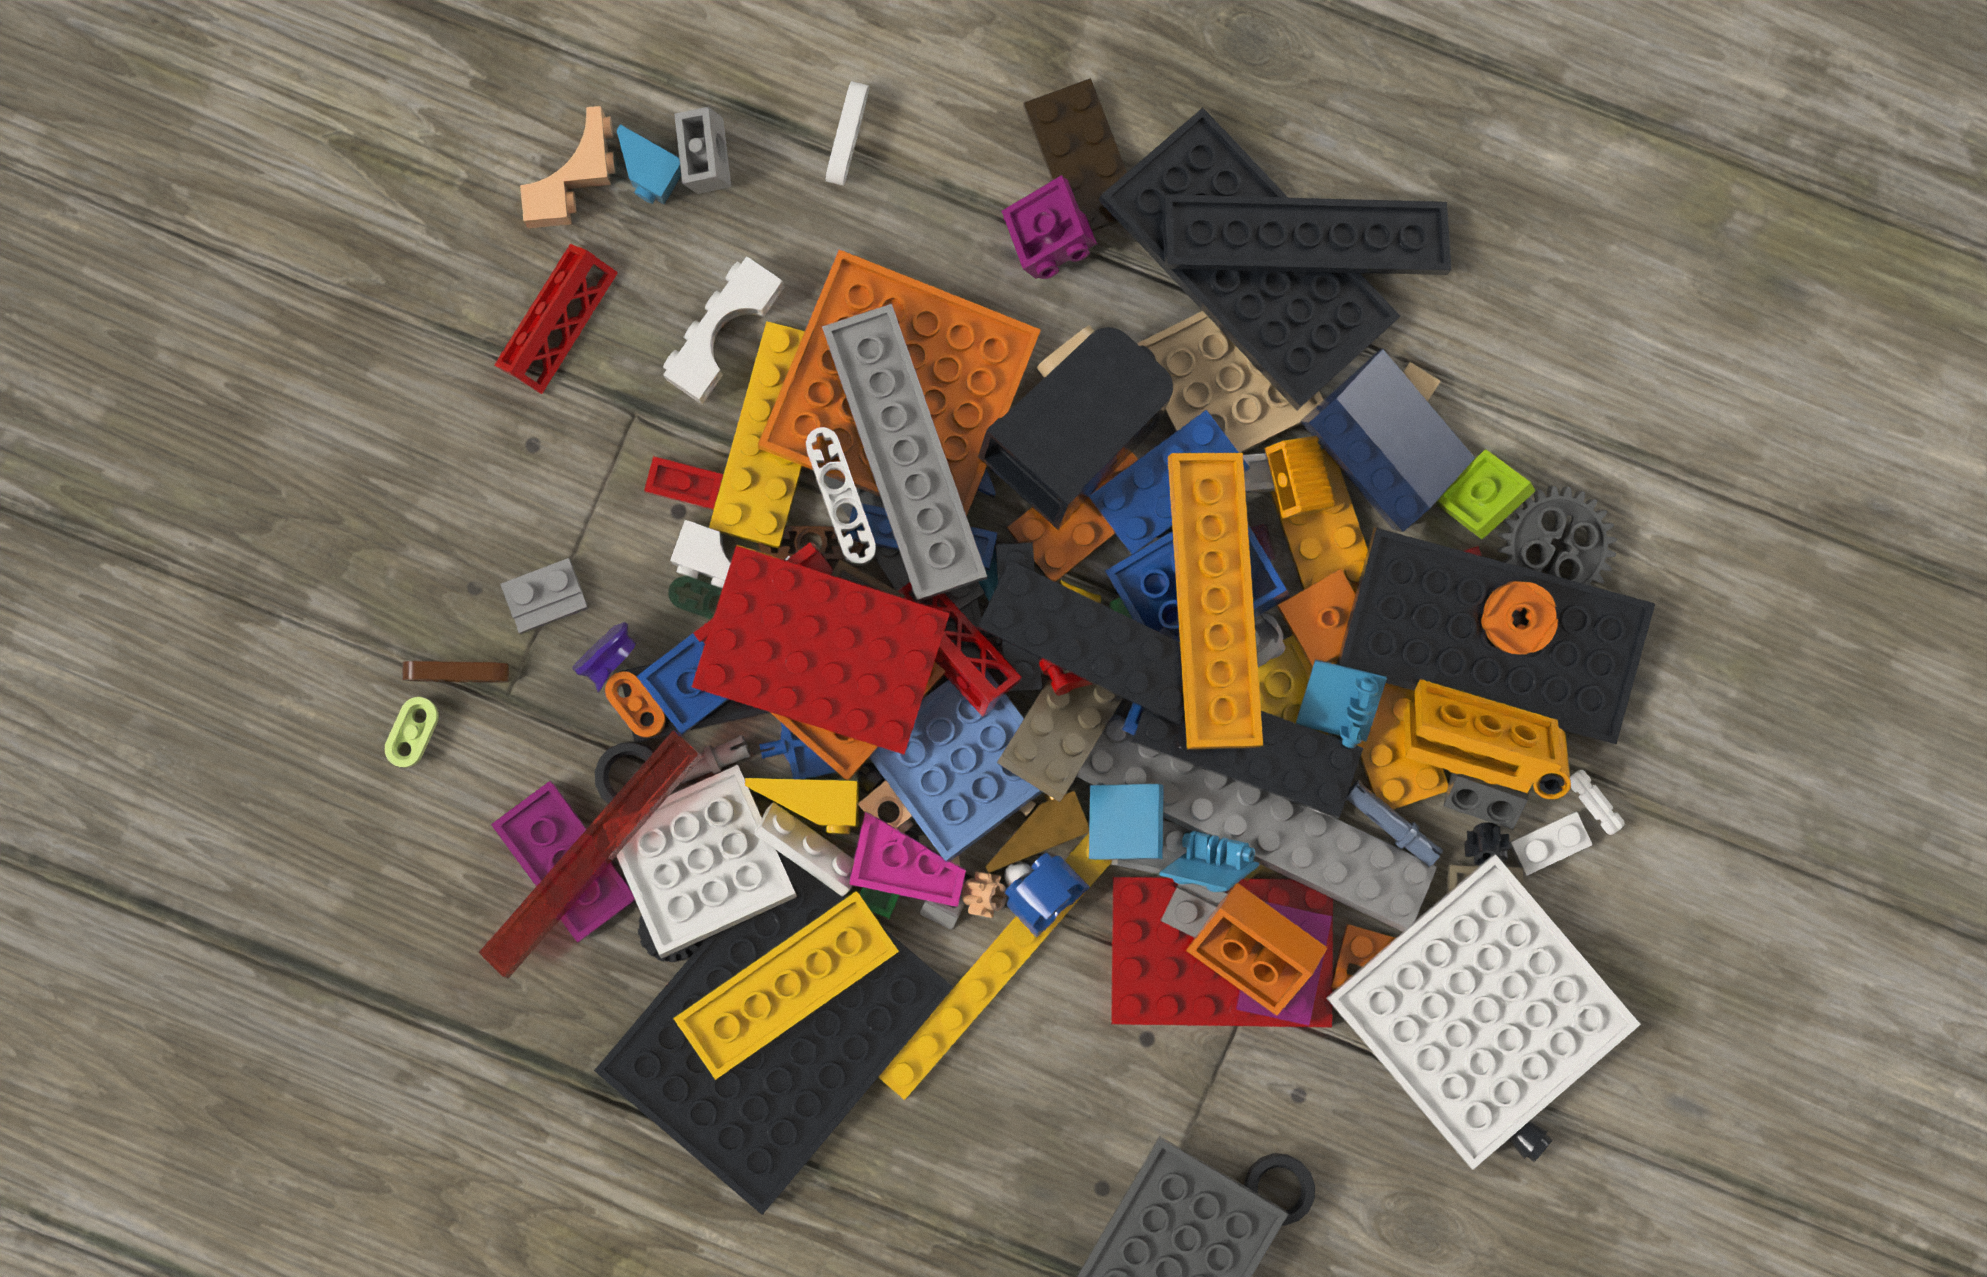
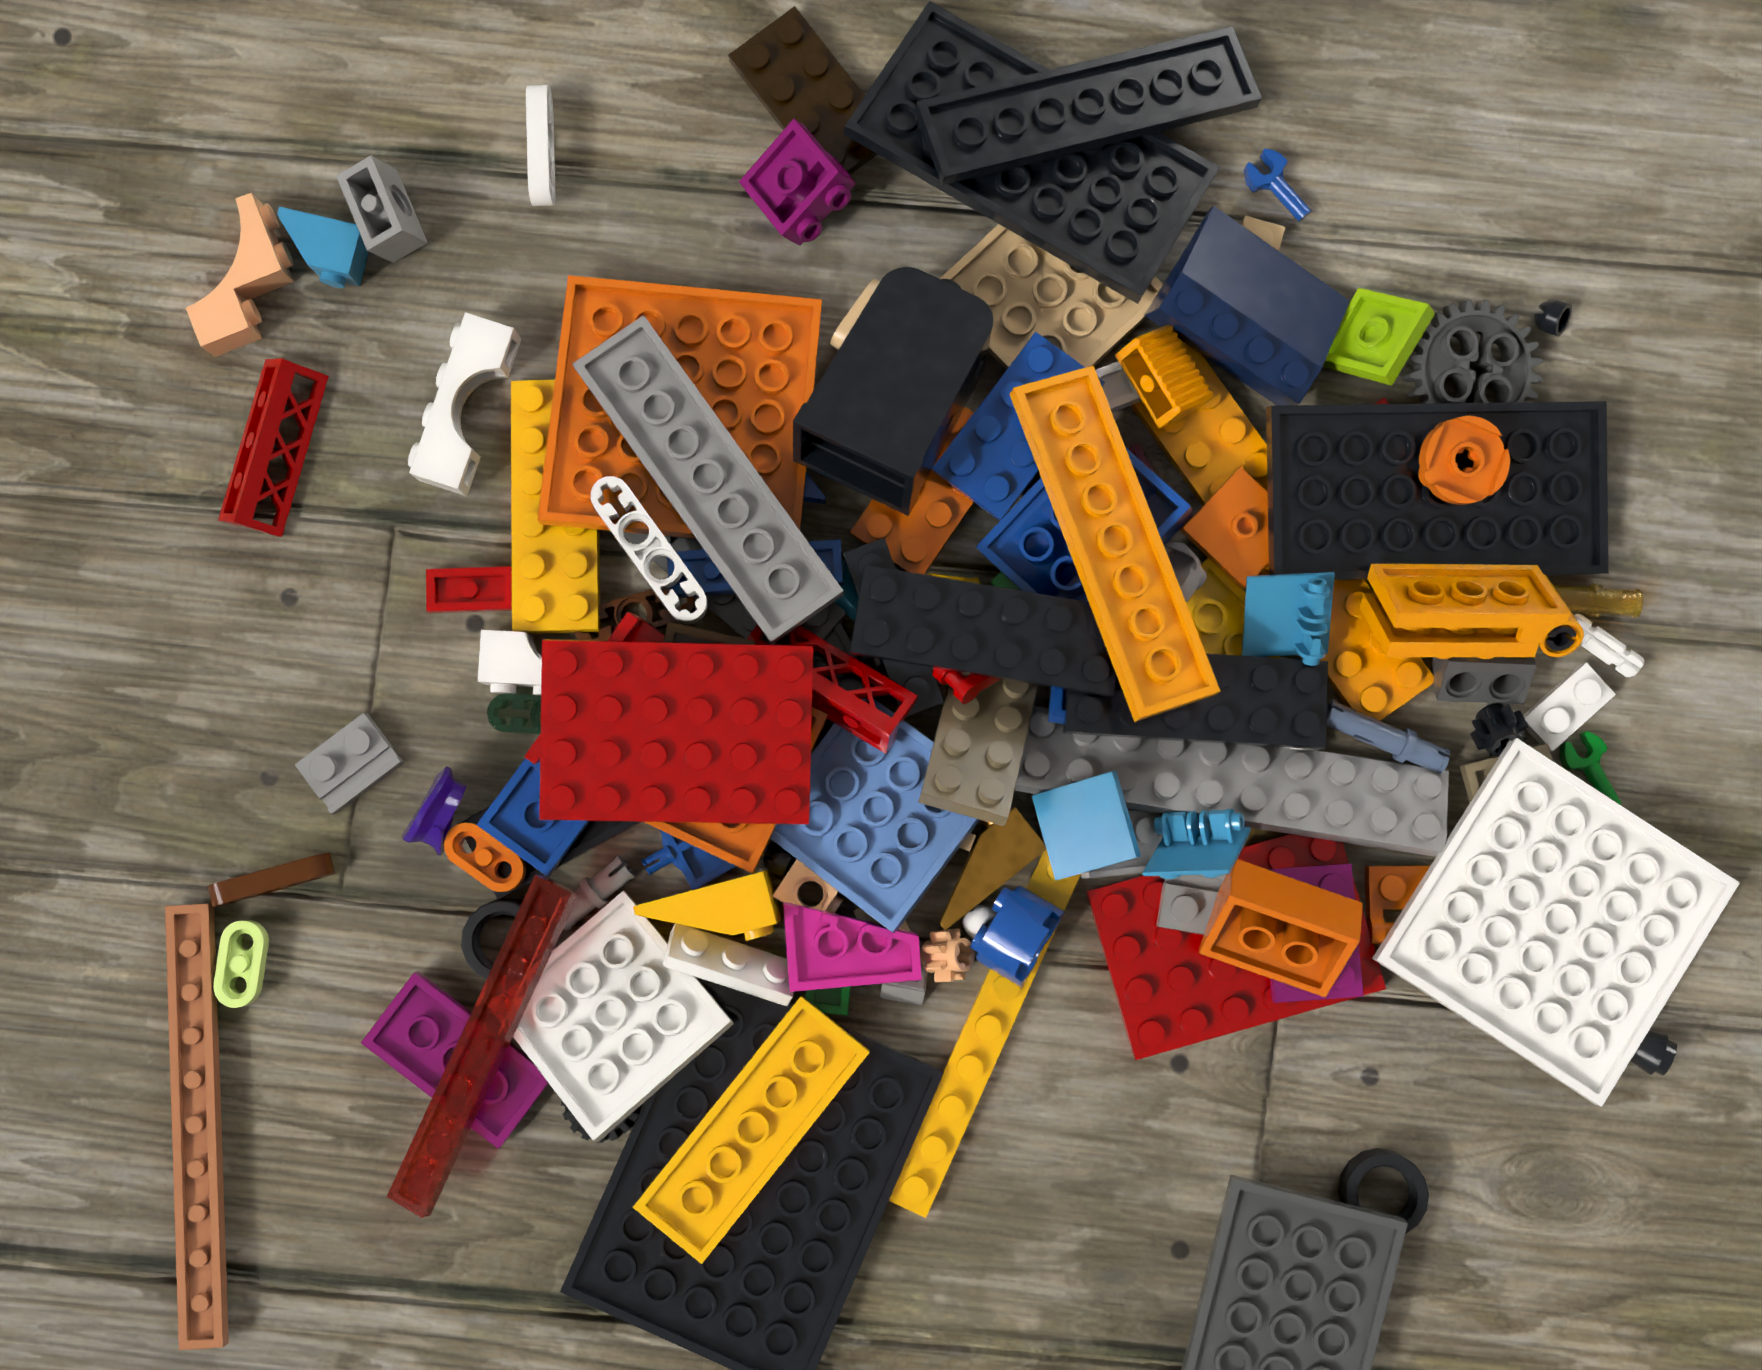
camera: 10 degrees left, 0 degrees up
(339, 851) = (196, 1127): none -> nougat plate
(1445, 343) = (1276, 183): none -> blue bar
(1555, 897) = (1589, 763): none -> green bar
(1601, 763) = (1600, 600): none -> clear yellow pin
(1639, 521) = (1555, 317): none -> black hinge

